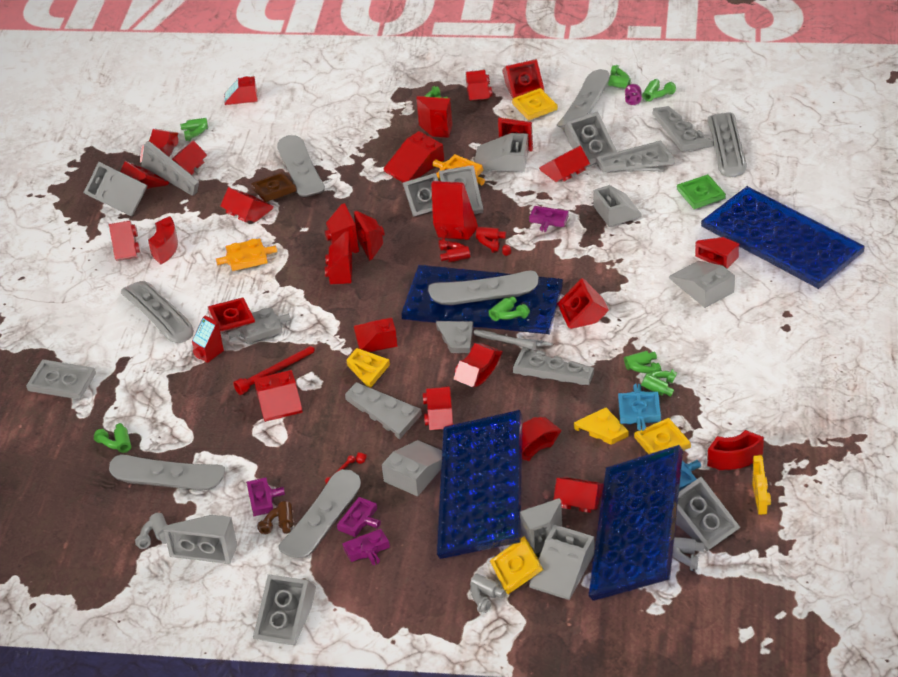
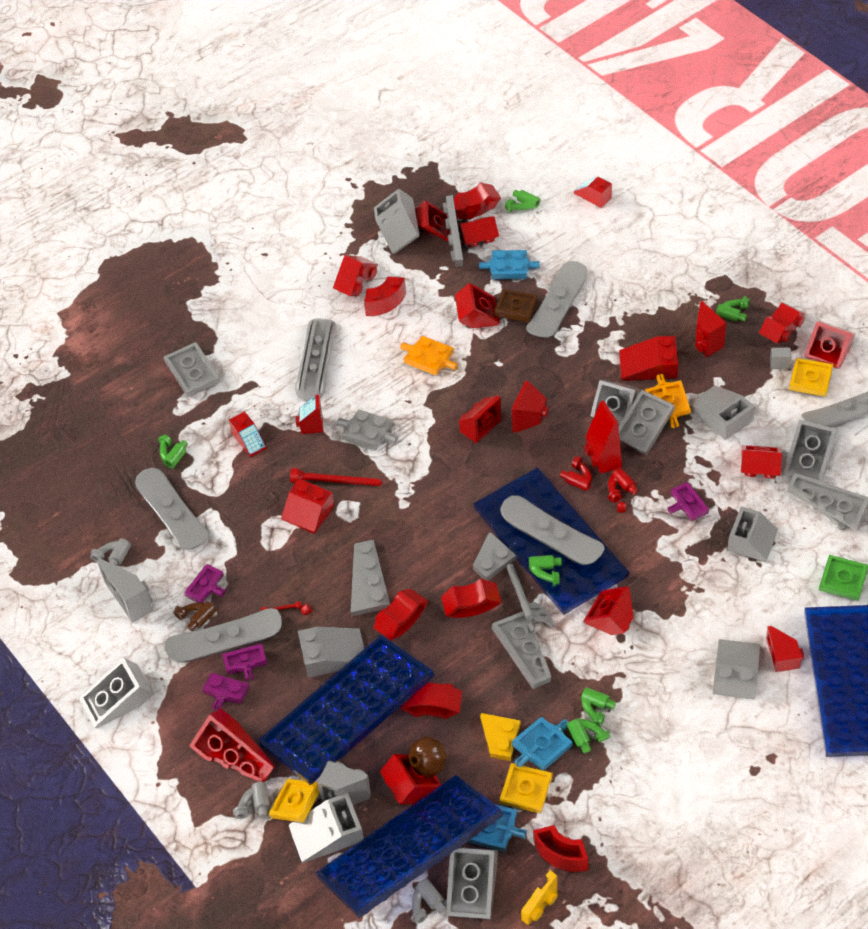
camera: 45 degrees right, 10 degrees up
(166, 386) = (246, 434): none -> slope
(231, 314) = (346, 406): red slope -> none
(234, 169) = (509, 264): none -> dark azure plate
(338, 224) = (511, 386): red slope -> none
(367, 366) = (396, 532): yellow wing -> none
(376, 335) = (436, 508): red slope -> none
(422, 573) = (227, 743): none -> red wedge
(502, 105) = (780, 358): none -> light grey piece
(509, 126) = (754, 392): red slope -> none
(578, 460) = (427, 756): none -> reddish brown plant

